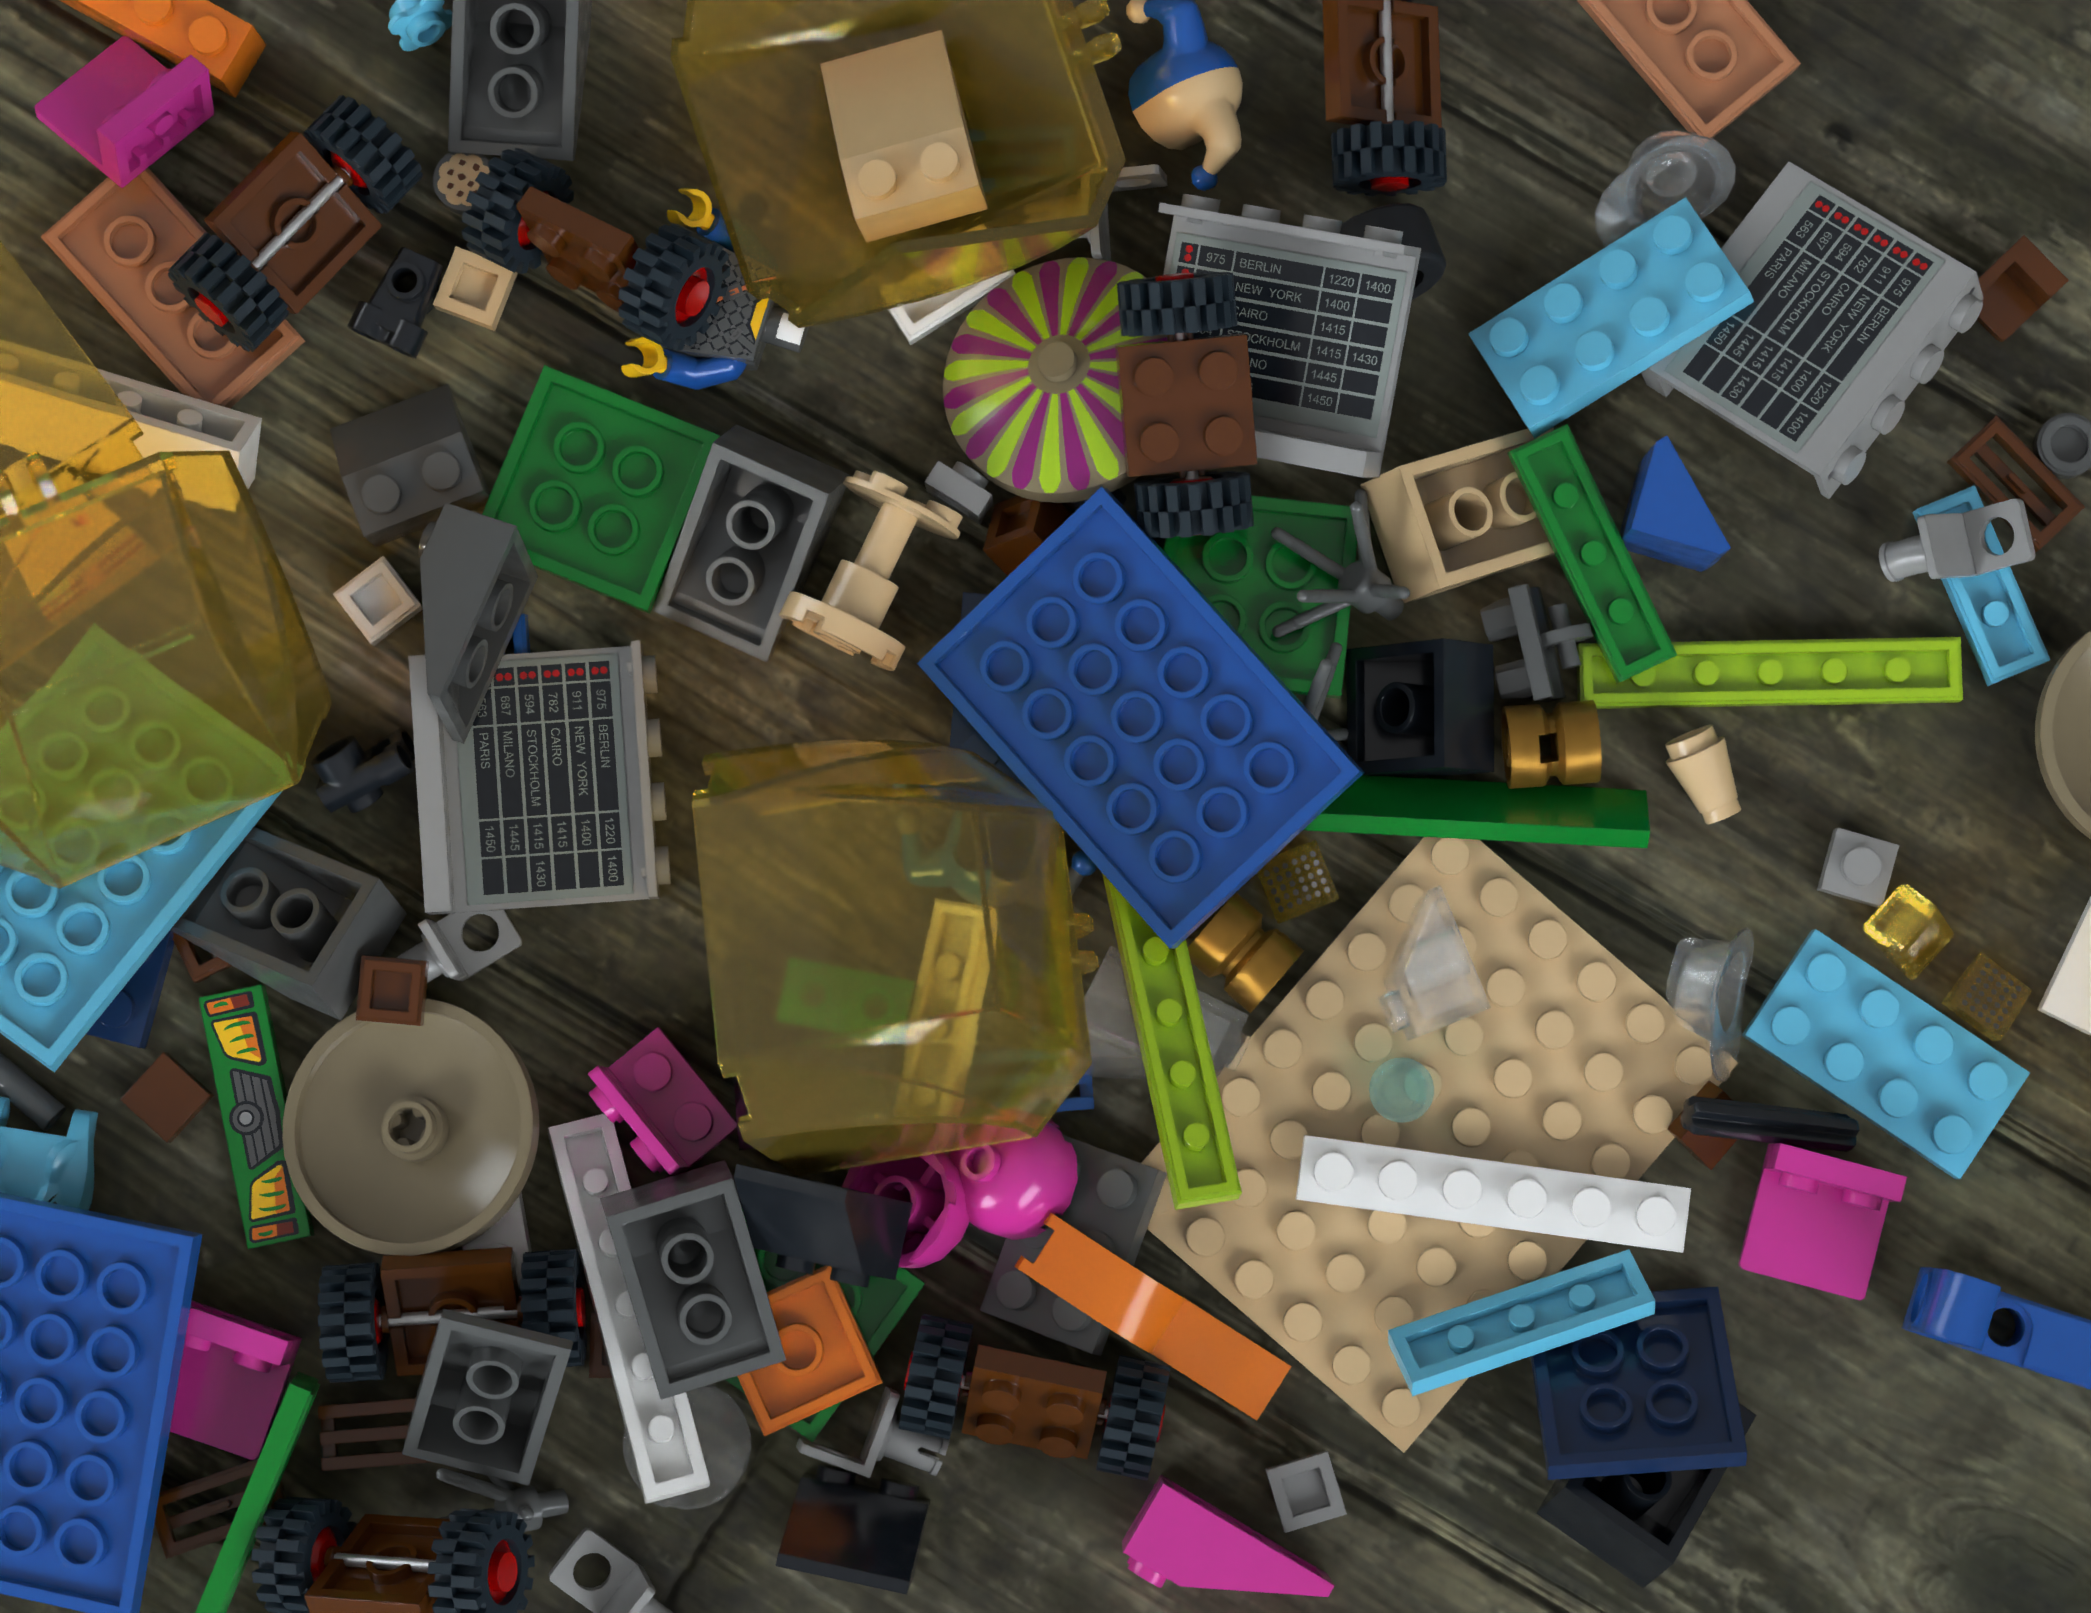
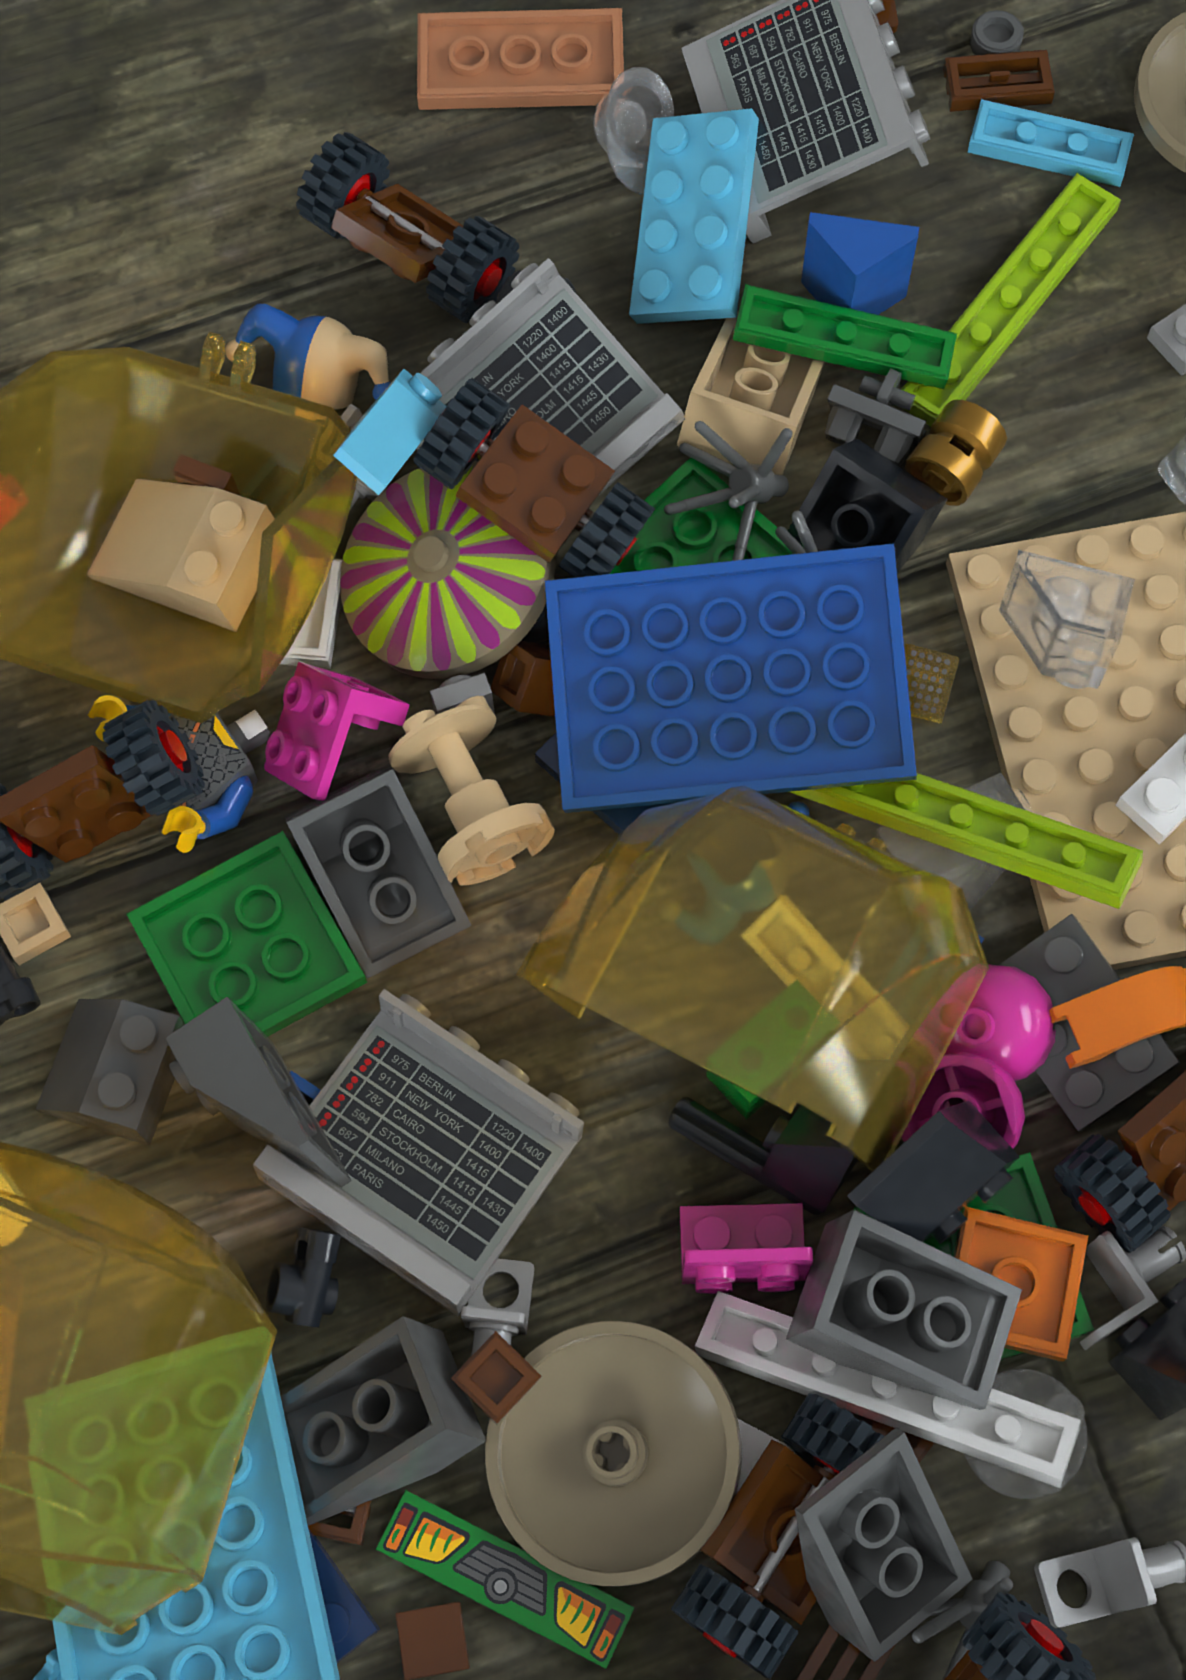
camera: 55 degrees left, 15 degrees down
(378, 601) = (190, 1172): white tile -> none
(850, 381) = (316, 723): none -> dark pink bracket
(973, 104) = (198, 473): none -> reddish brown tile
(1120, 243) = (391, 430): none -> medium azure slope
(1243, 952) = (958, 749): pearl gold wheel -> none
(1401, 1090) = (1133, 711): clear light blue plate -> none
(1489, 812) = (979, 518): green tile -> none
(1705, 772) = (1048, 378): tan cone -> none
(1956, 545) = (1015, 126): light grey bracket -> none

